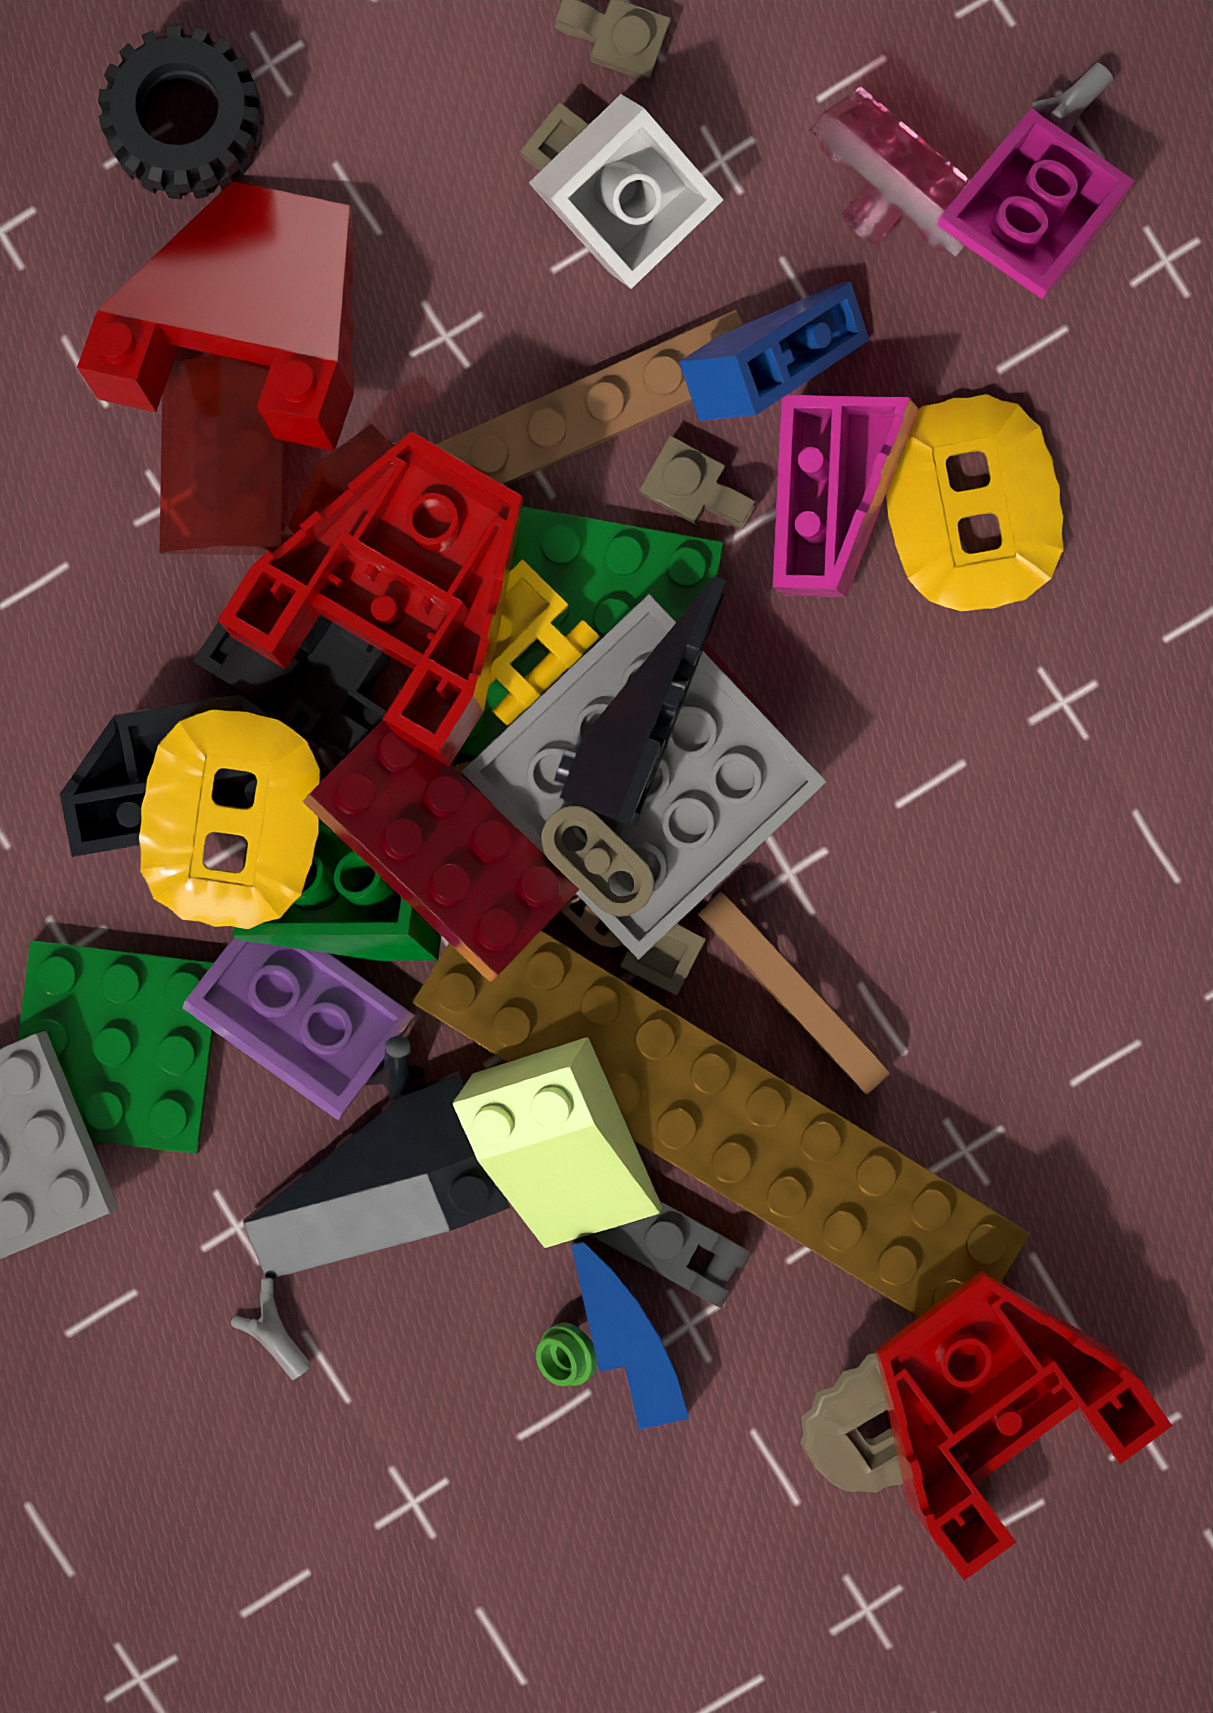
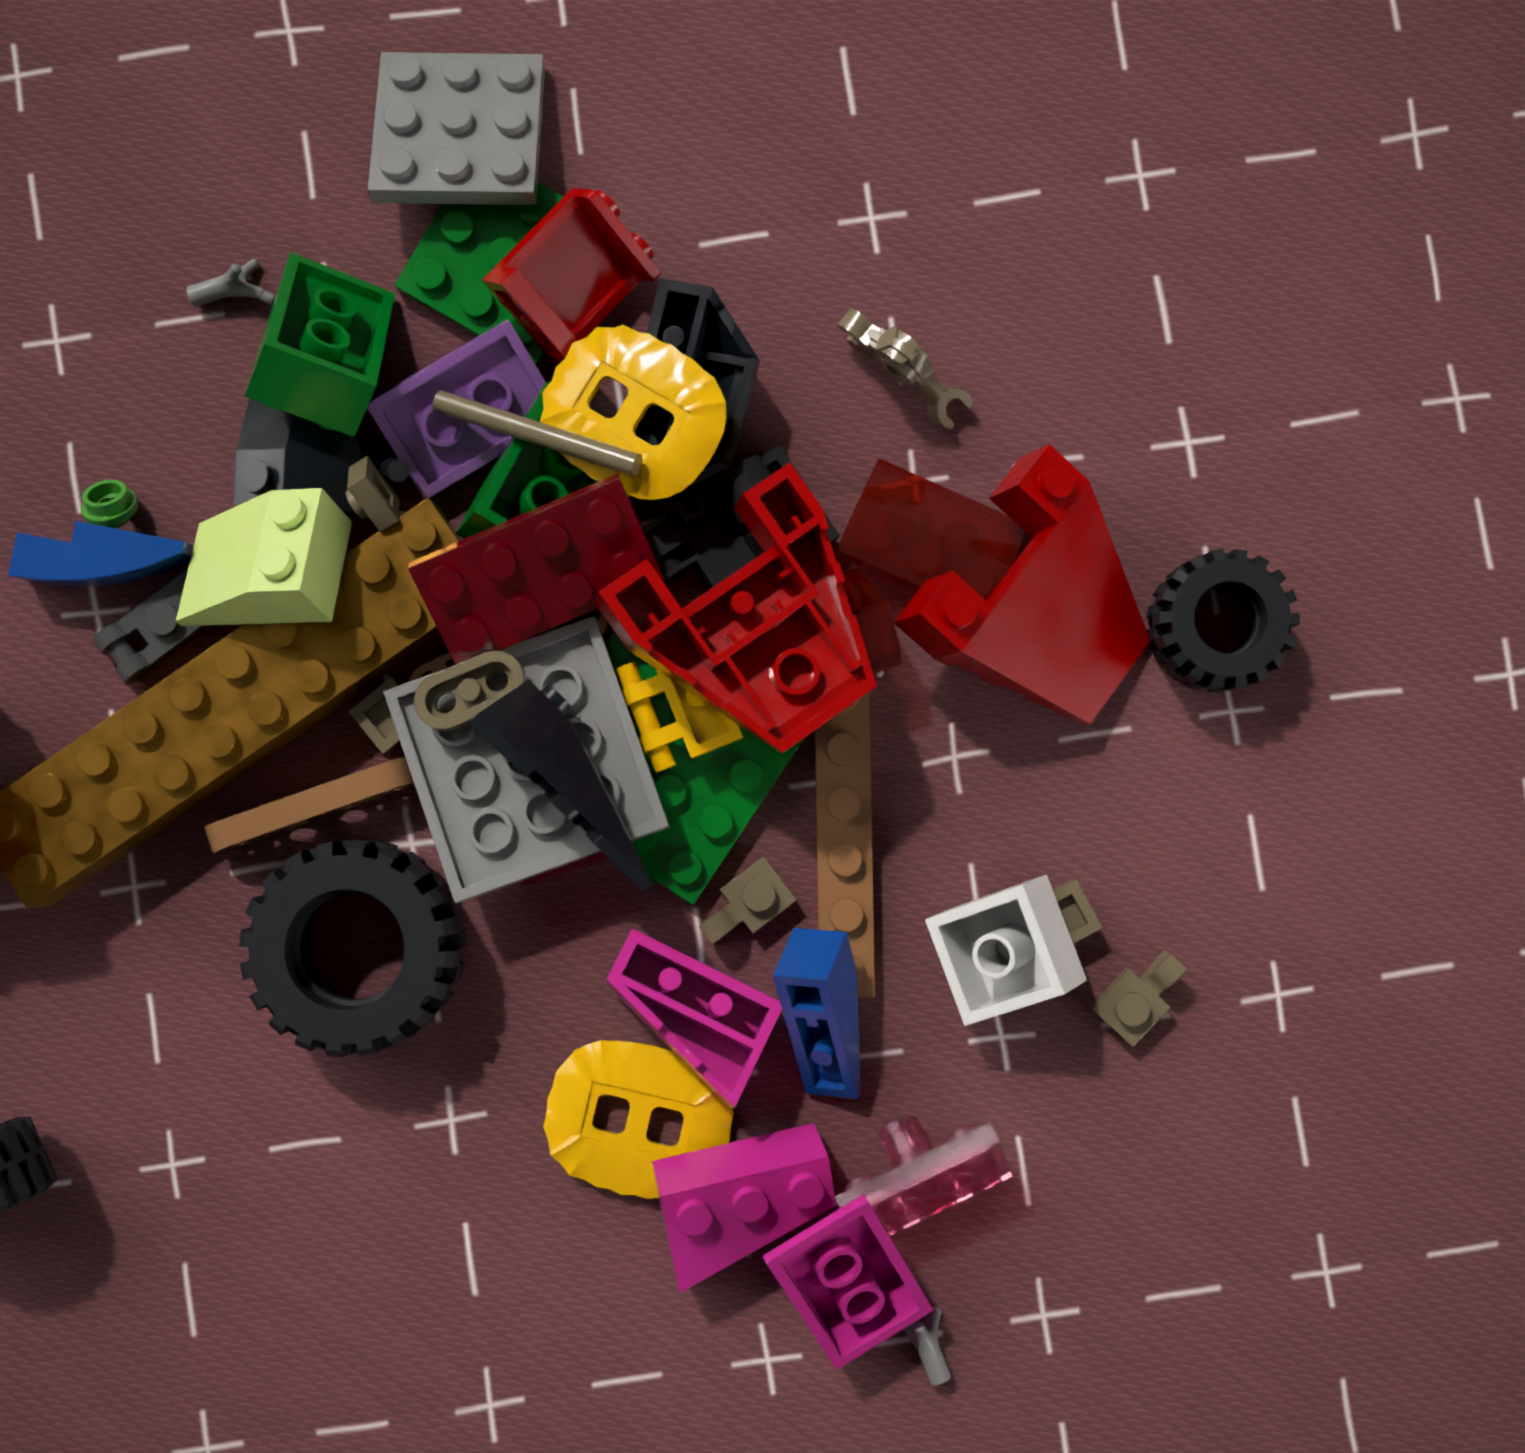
camera: 115 degrees right, 0 degrees up
(47, 565) = (905, 362): none -> dark tan piece
(103, 960) = (571, 271): none -> red panel
(295, 910) = (538, 433): none -> dark tan bar
(297, 1186) = (321, 346): none -> green slope
(435, 1064) = (371, 494): none -> dark tan plate
(1005, 358) = (740, 1198): none -> dark pink wedge
(1006, 856) = (282, 962): none -> black tyre

